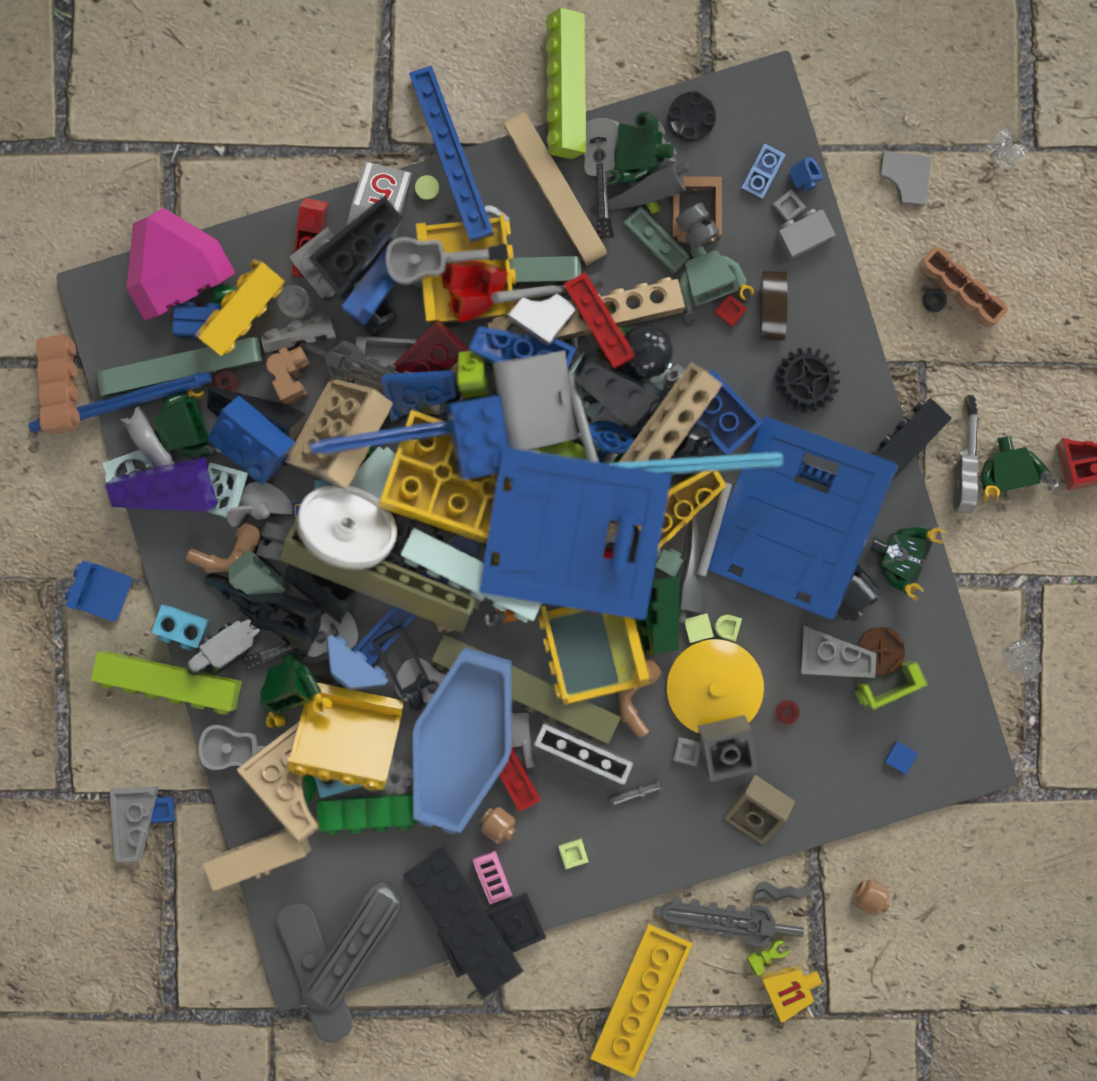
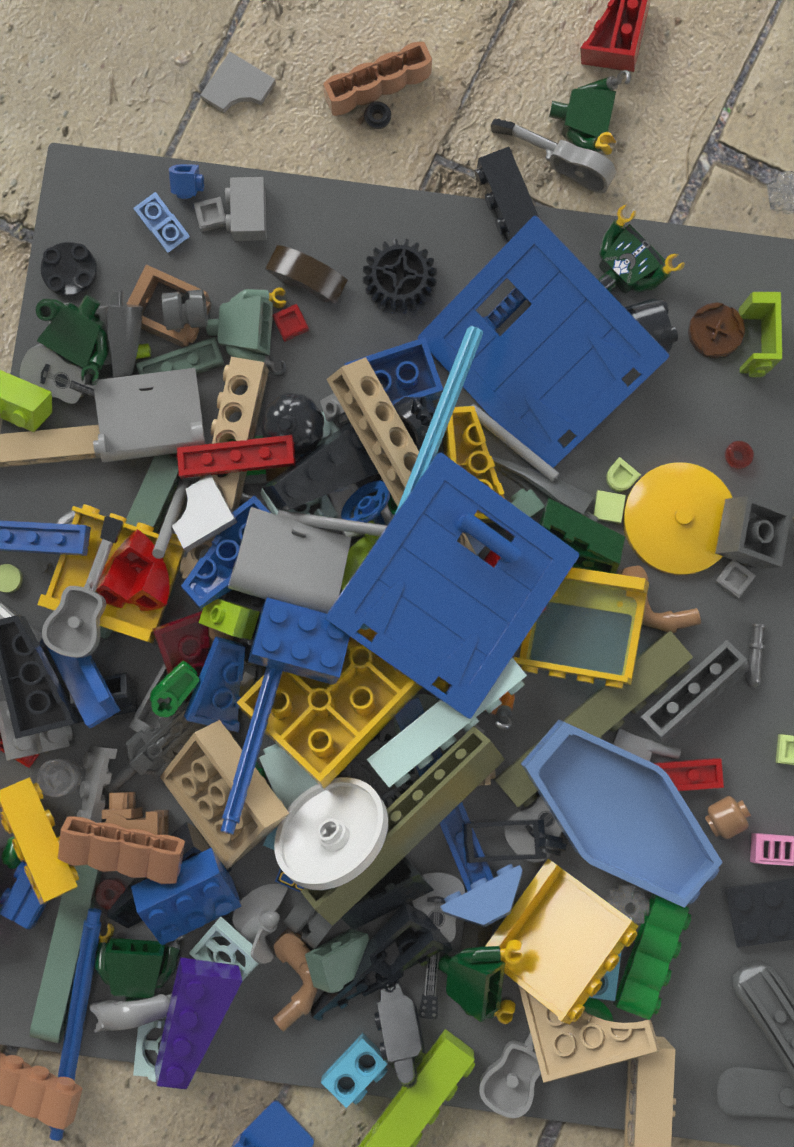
camera: 70 degrees left, 5 degrees down
(262, 374) = (121, 850): none -> nougat brick
(402, 358) = (176, 686): none -> green piece
(602, 236) = (147, 415): none -> light grey door
(833, 657) = (703, 380): light grey wing -> none

